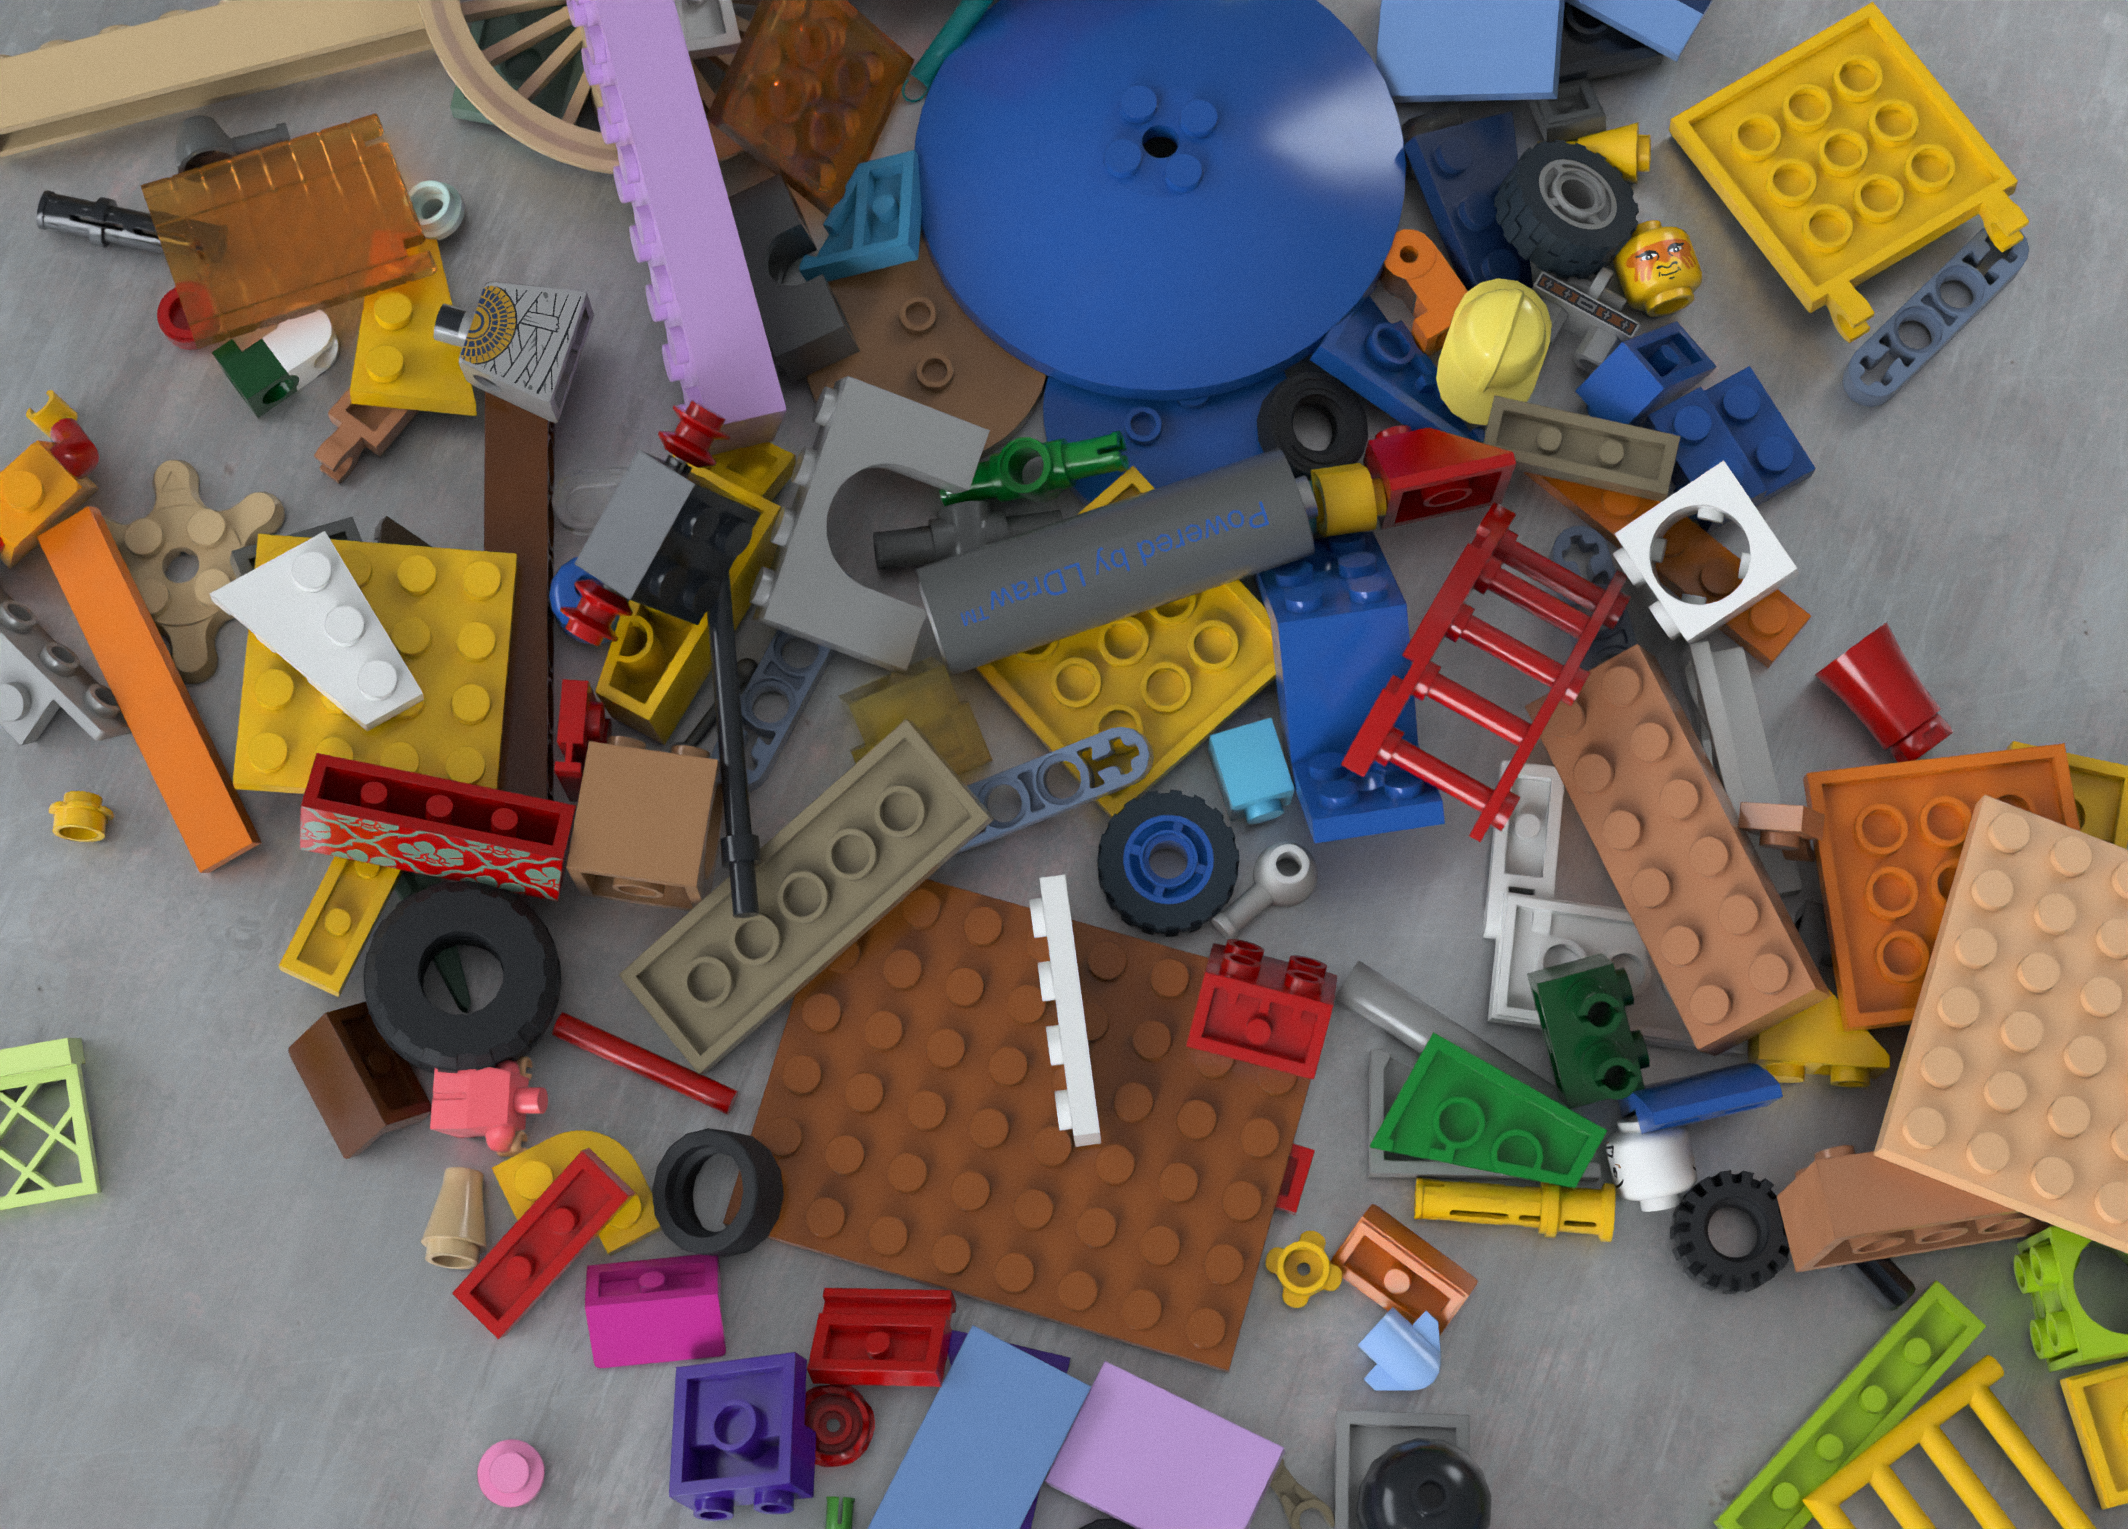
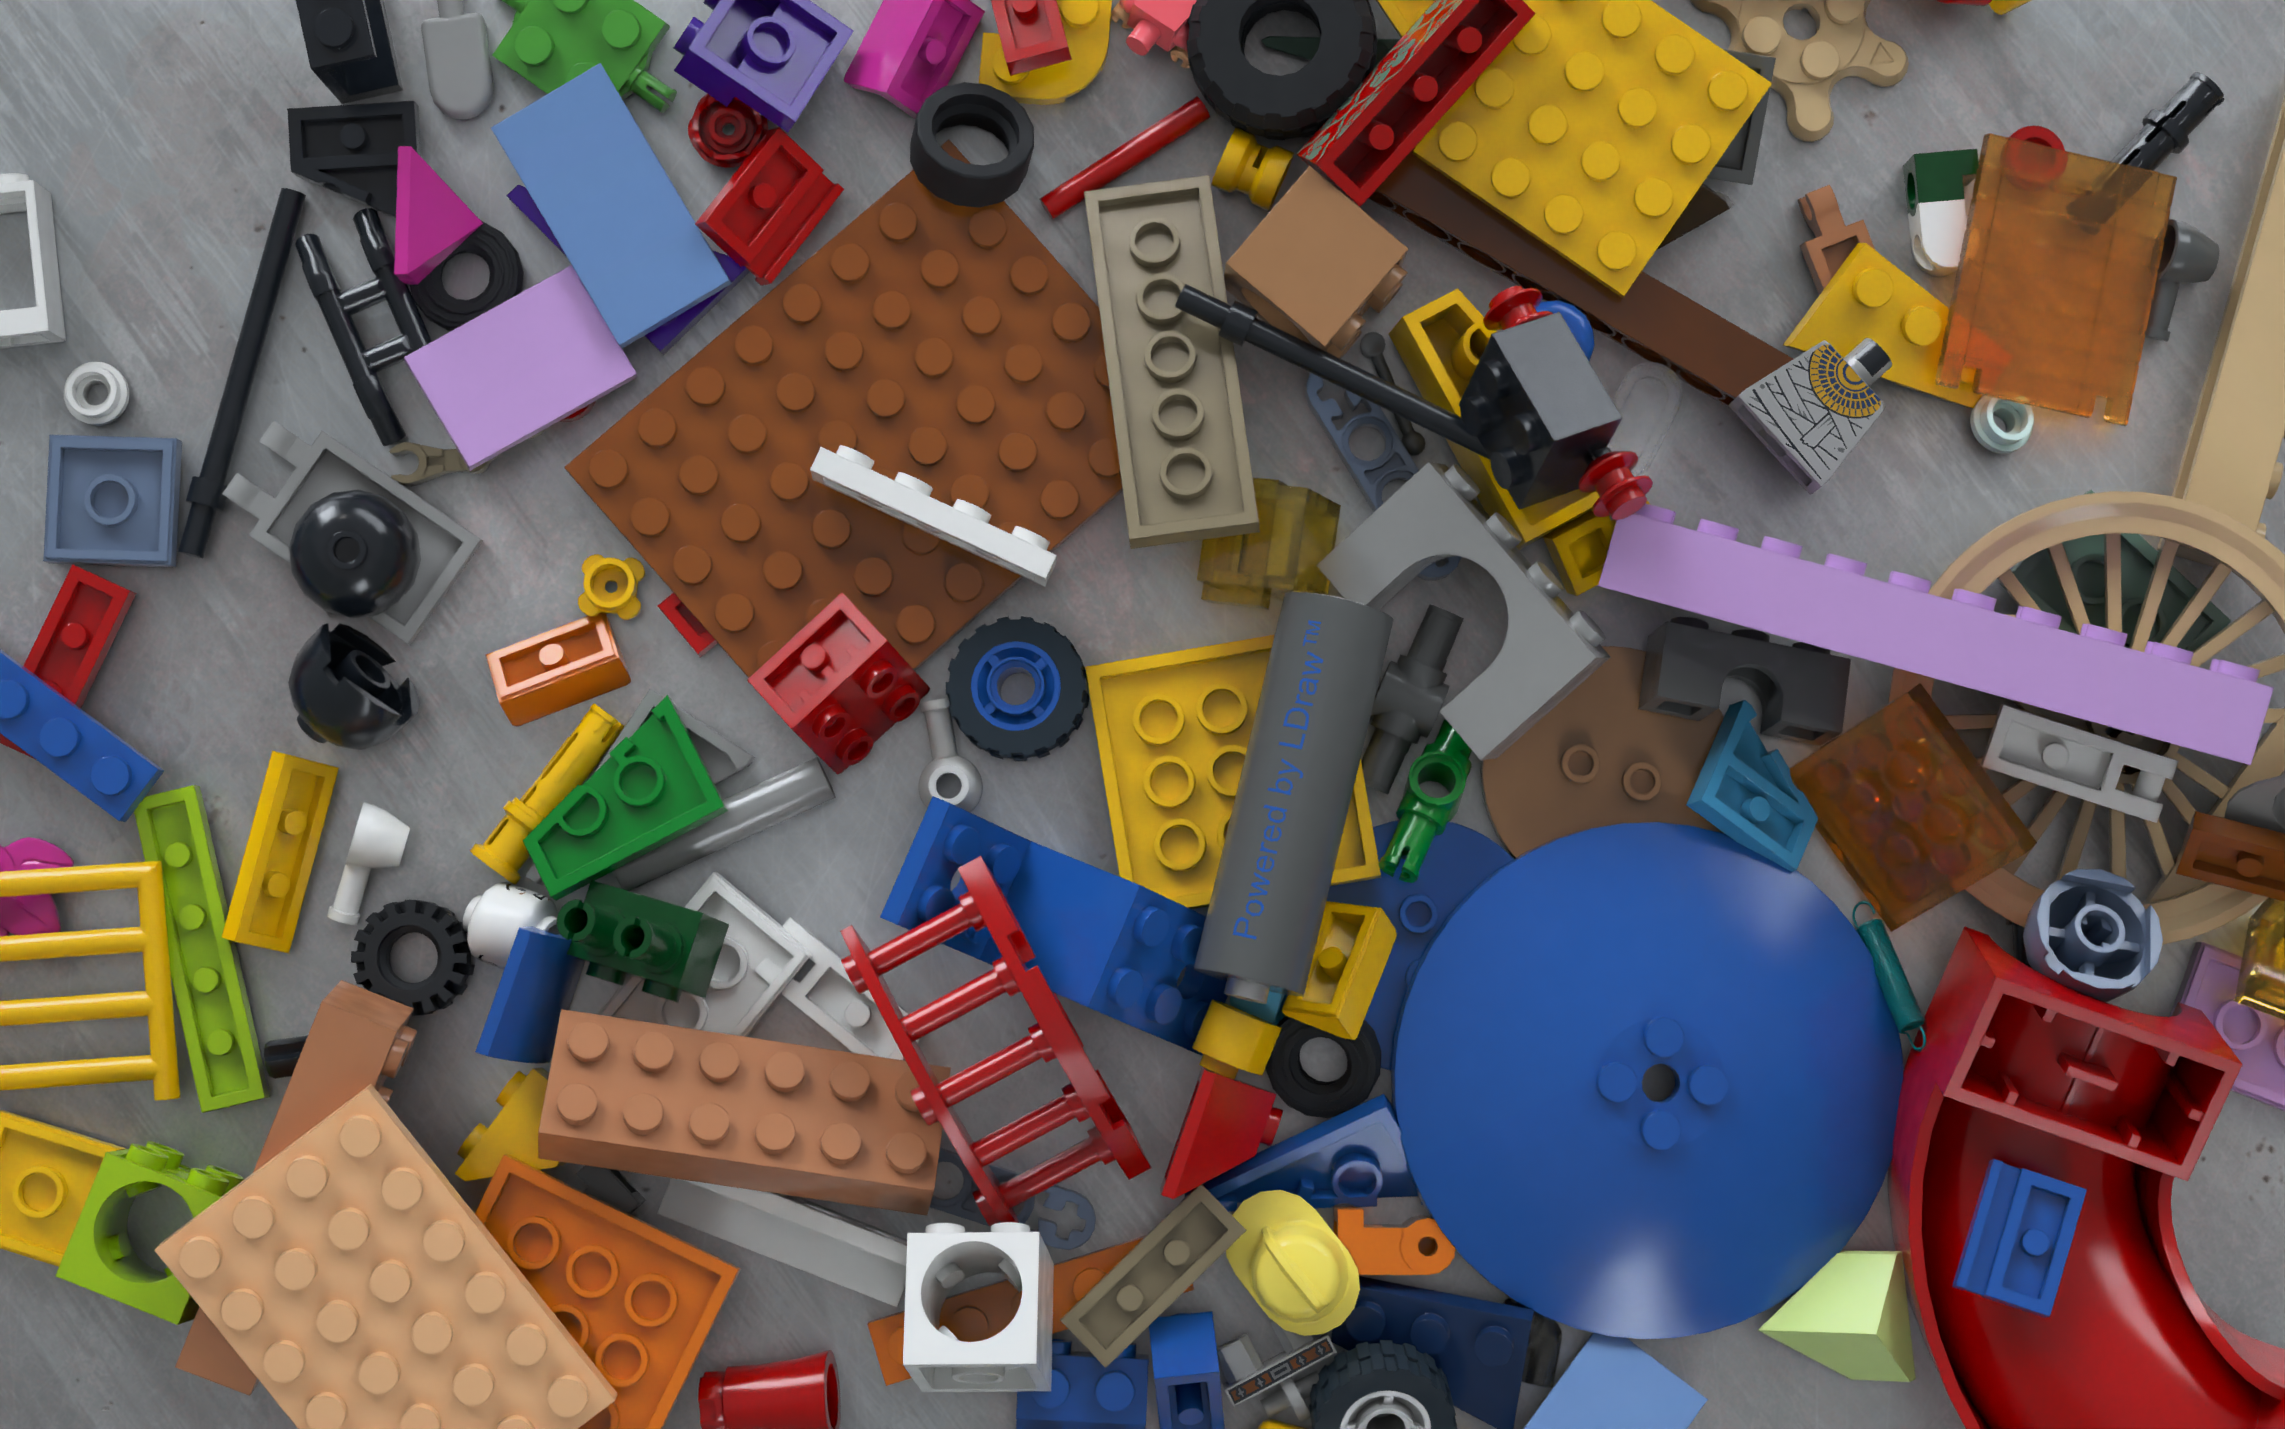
camera: 120 degrees right, 10 degrees up
(325, 628) = (1645, 86): white wing -> none
(580, 721) = (1432, 259): red plate -> none
(589, 941) = (1252, 169): none -> yellow wheel
(1031, 781) = (1135, 612): sand blue beam -> none
(1230, 440) = (1344, 969): none -> yellow slope
(1251, 772) = (1050, 808): medium azure brick -> none
(1404, 1353) = (491, 622): light blue piece -> none
(1548, 1432) = (346, 691): none -> black cylinder
(1658, 1331) = (375, 844): none -> white bar
(1722, 1406) = (280, 852): none -> yellow plate
(1783, 827) = (704, 1214): nougat plate -> none

